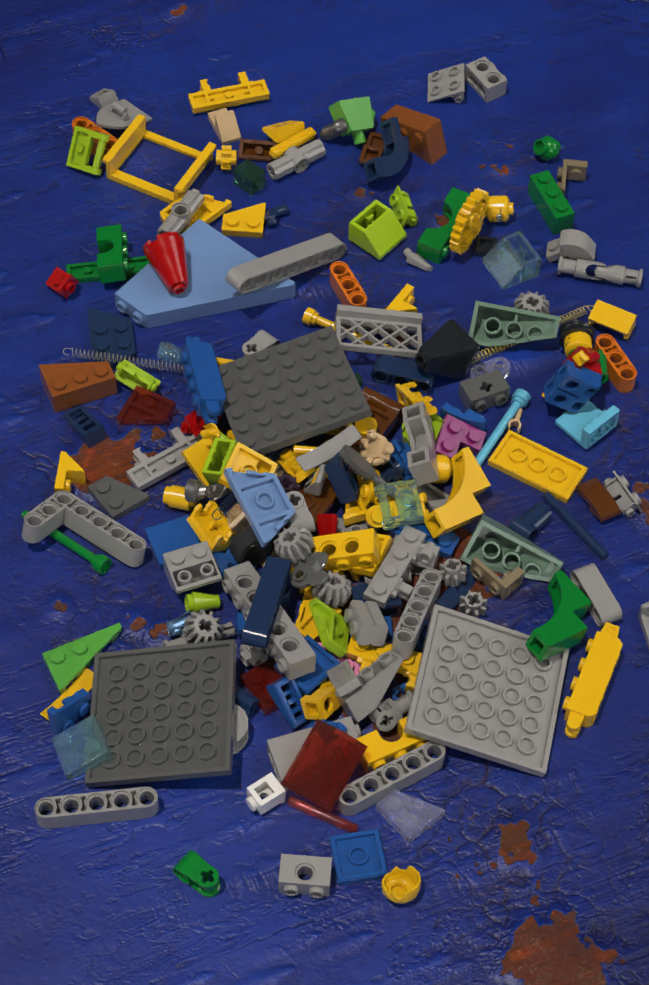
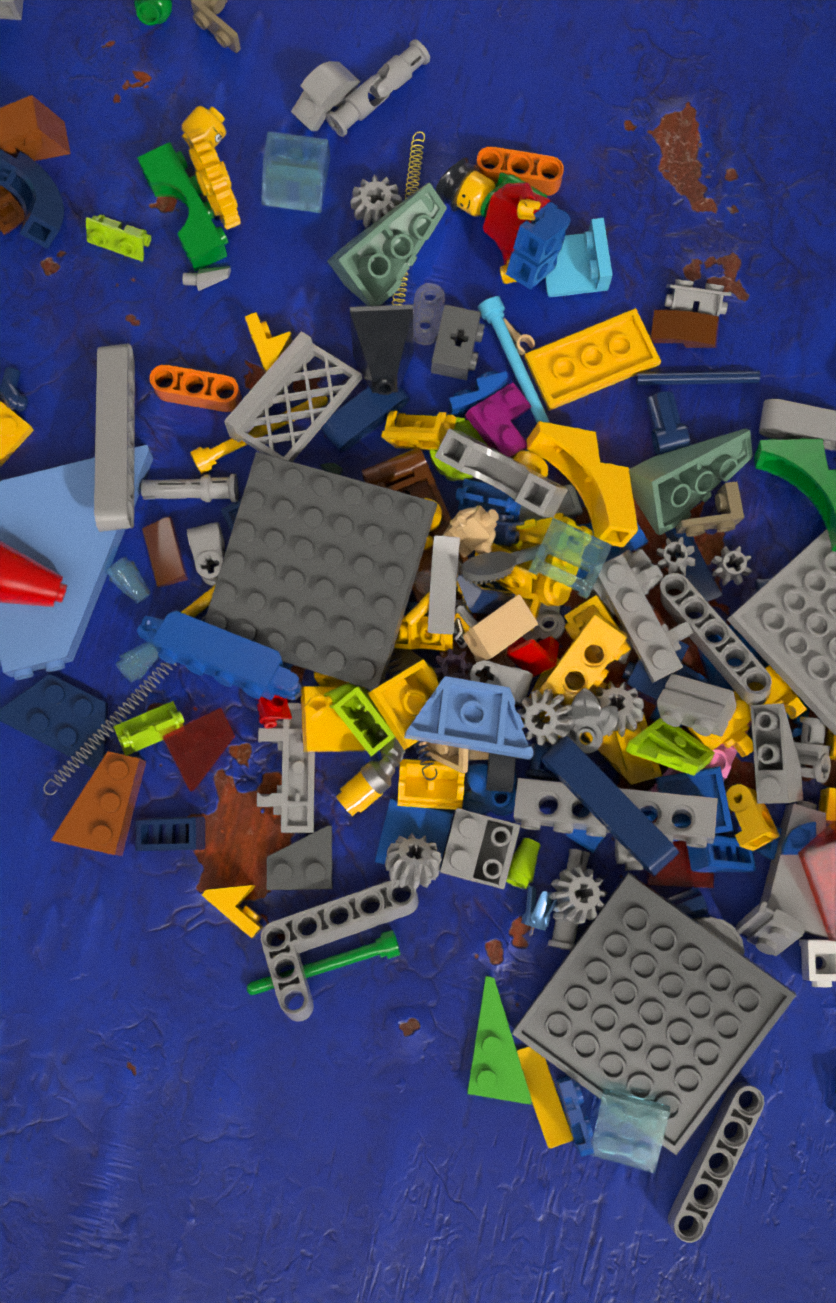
camera: 55 degrees left, 25 degrees up
(158, 537) = (413, 861): none -> light grey gear
(213, 322) = (128, 579): none -> clear light blue cone
(243, 331) = (165, 552): none -> reddish brown slope
(262, 747) = (770, 929): none -> light grey plate
(294, 326) = (204, 488): none -> light grey pin
(328, 494) = (500, 629): none -> tan hinge
(343, 678) = (757, 784): light grey tile -> none
(376, 230) = (133, 291): lime slope -> none
(484, 245) = (245, 184): black tile -> none
(550, 202) = (239, 63): green brick -> none
(613, 318) = (457, 126): yellow hinge -> none

